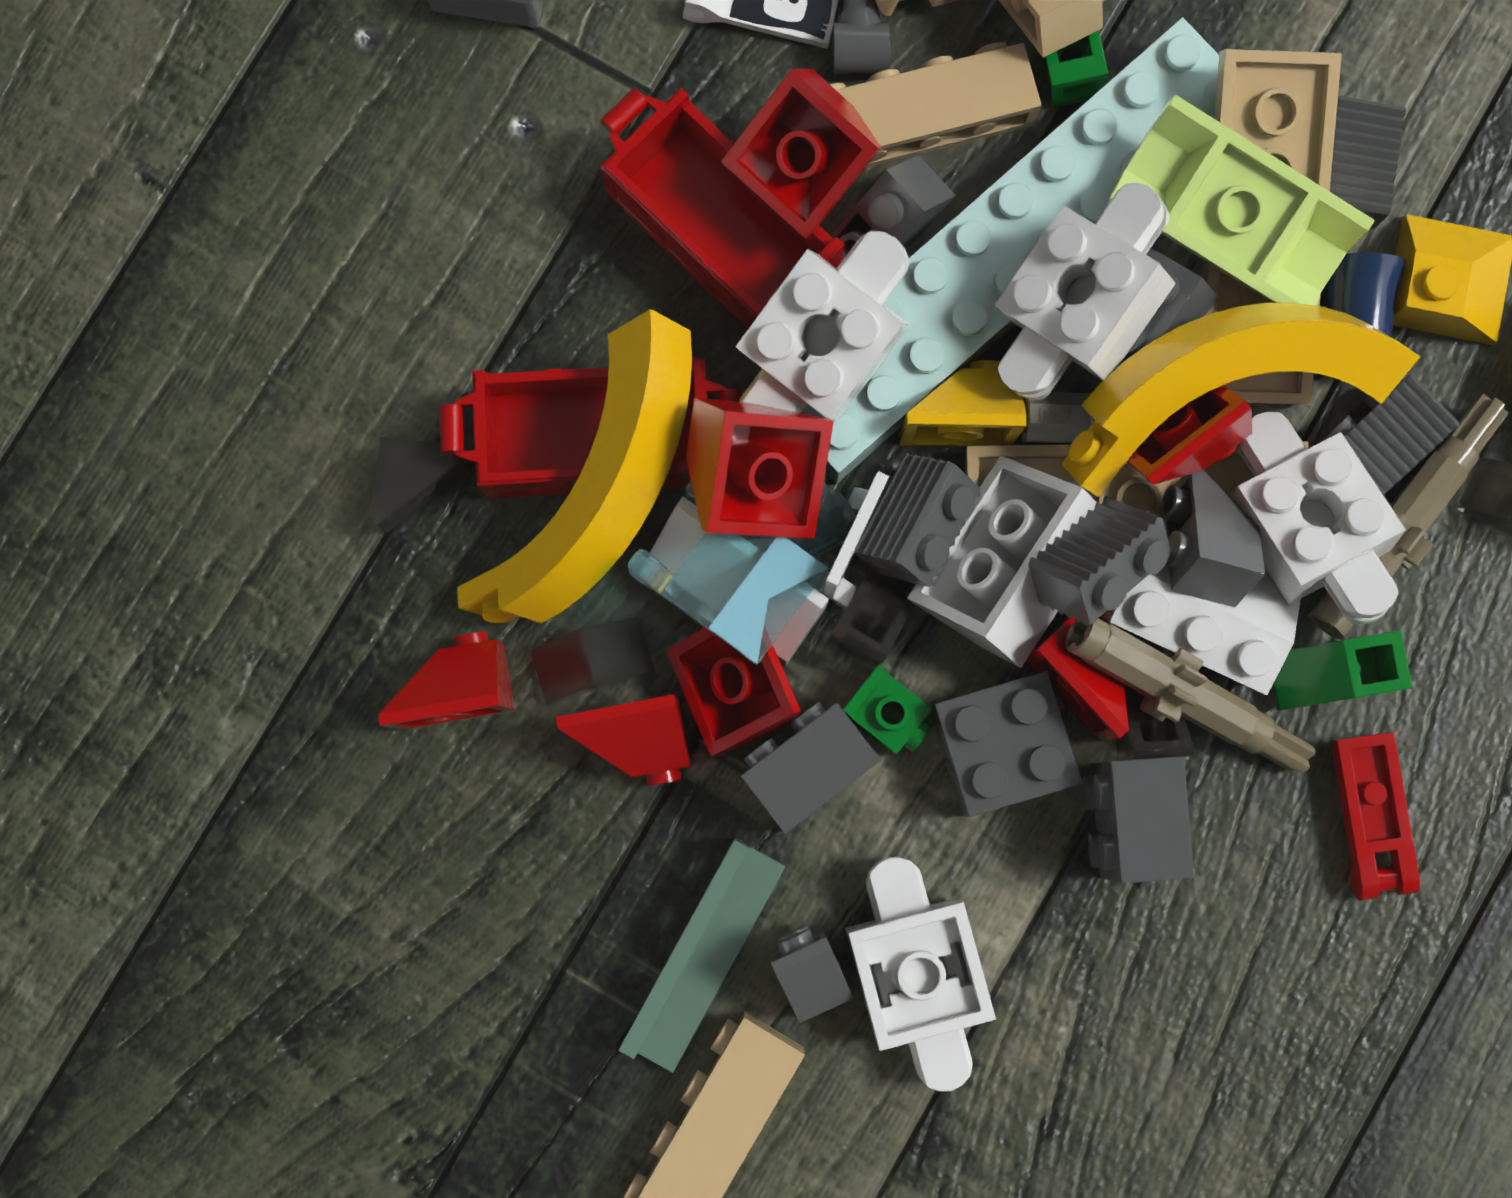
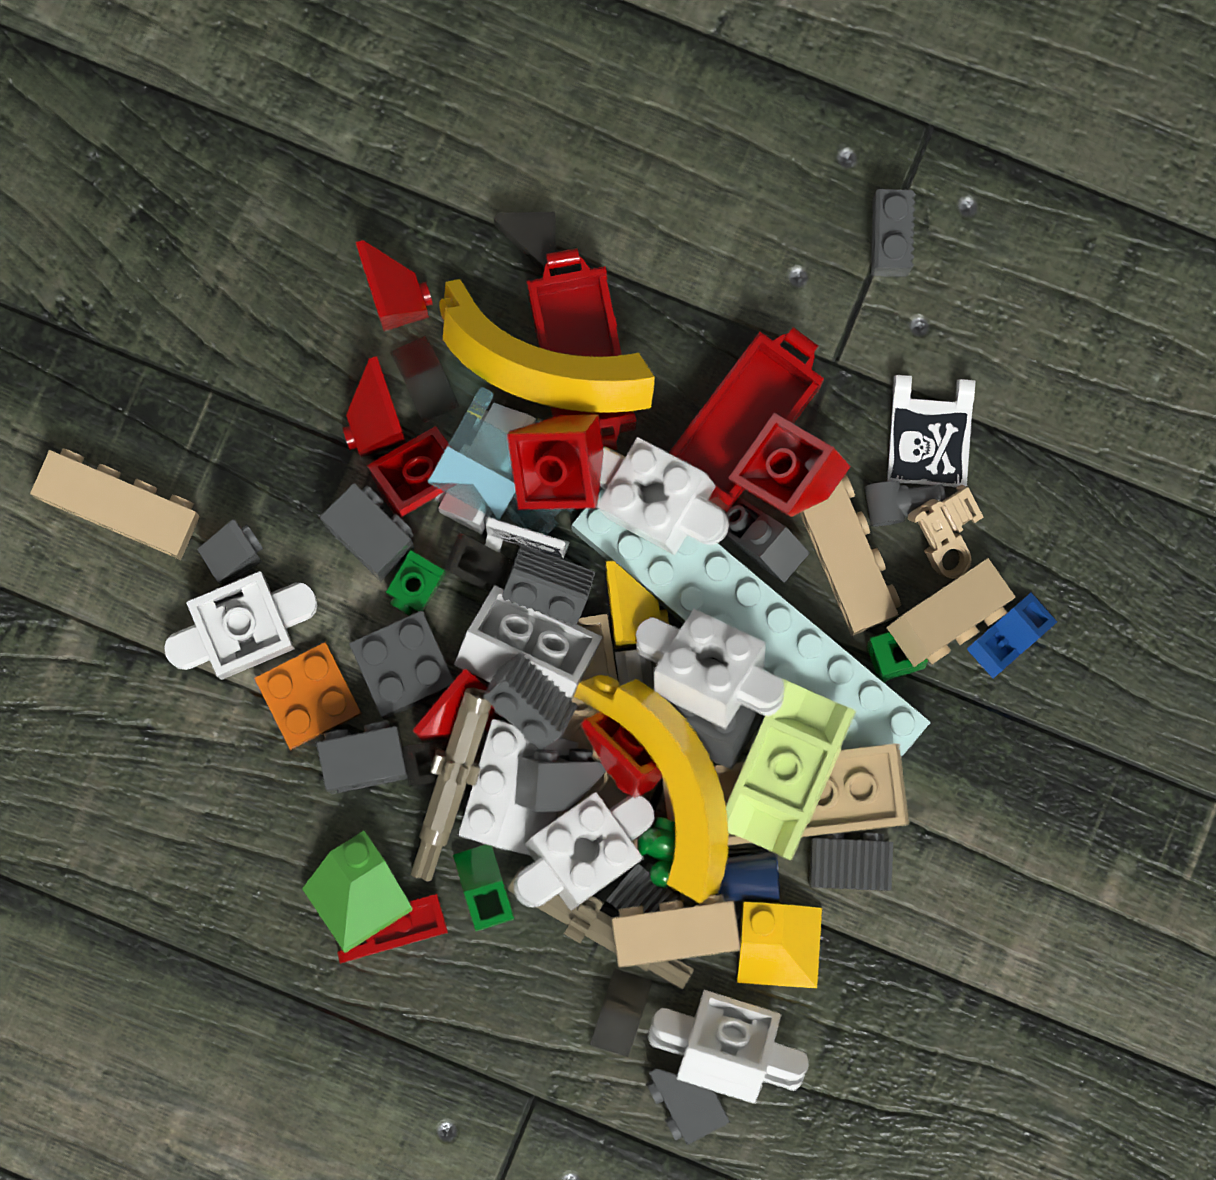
camera: 75 degrees right, 0 degrees up
(703, 956) = (234, 481): sand green fence -> none
(1026, 888) = (308, 696): none -> orange plate
(1313, 401) = (661, 844): none -> green animal
(1329, 856) = (356, 892): none -> bright green slope
(1449, 405) = (675, 931): none -> tan brick

